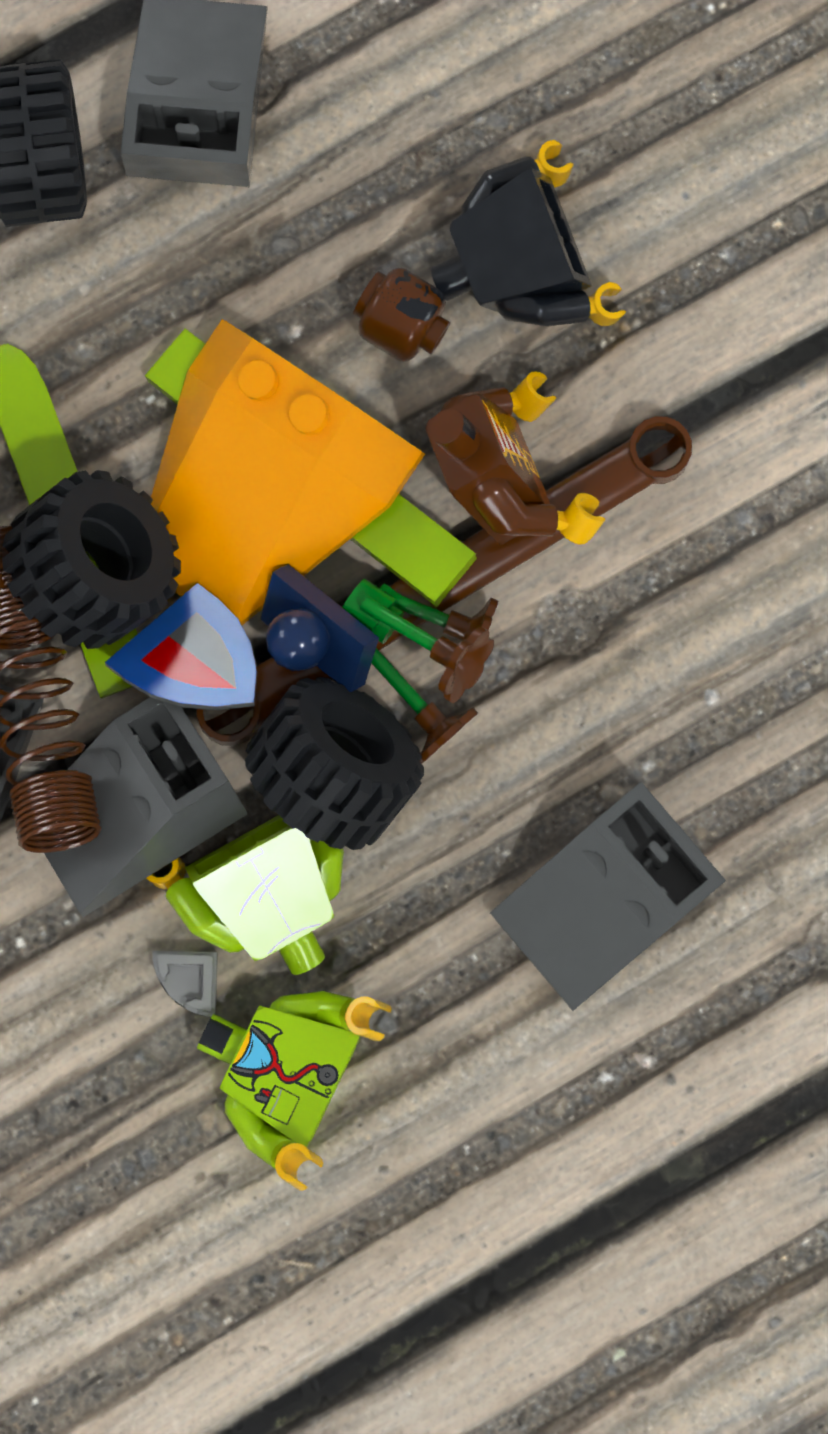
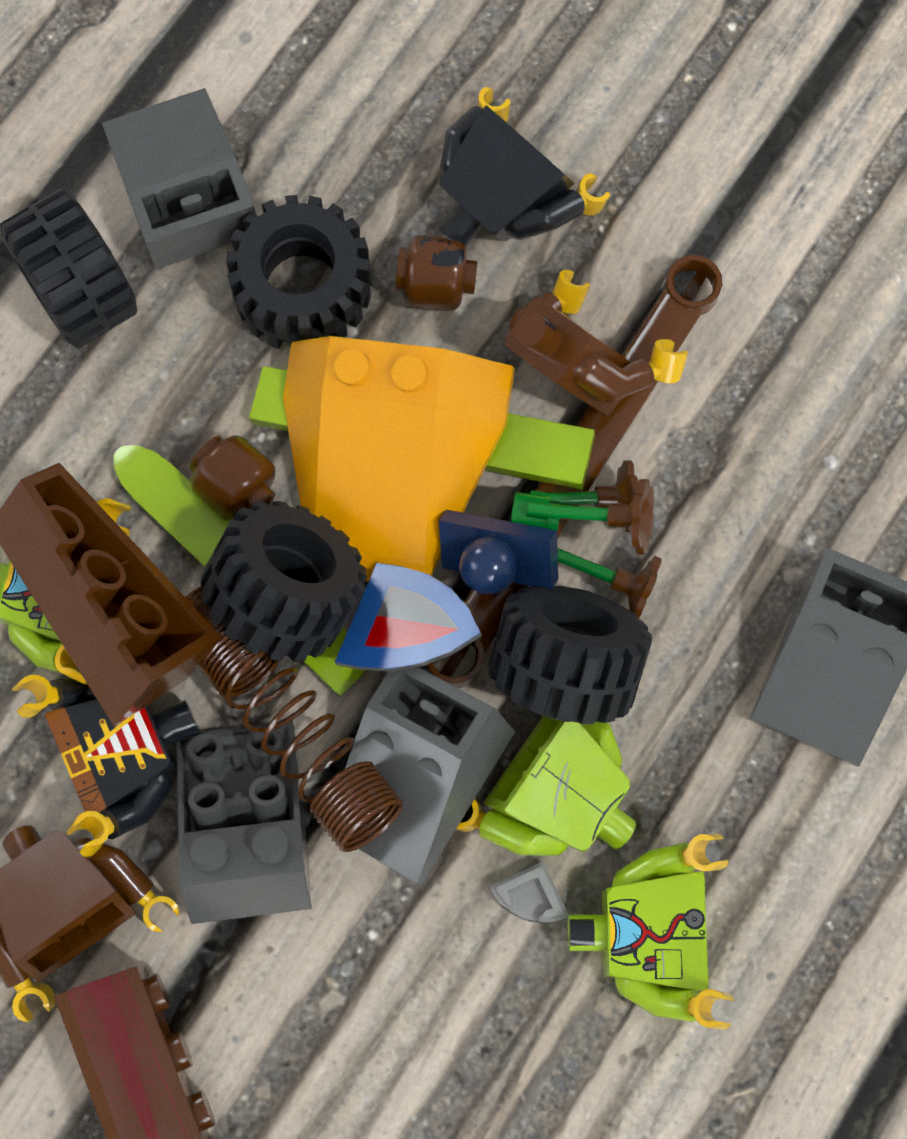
camera: 25 degrees left, 5 degrees down
(98, 429) = (231, 475): none -> reddish brown head
(255, 203) = (292, 232): none -> black tyre

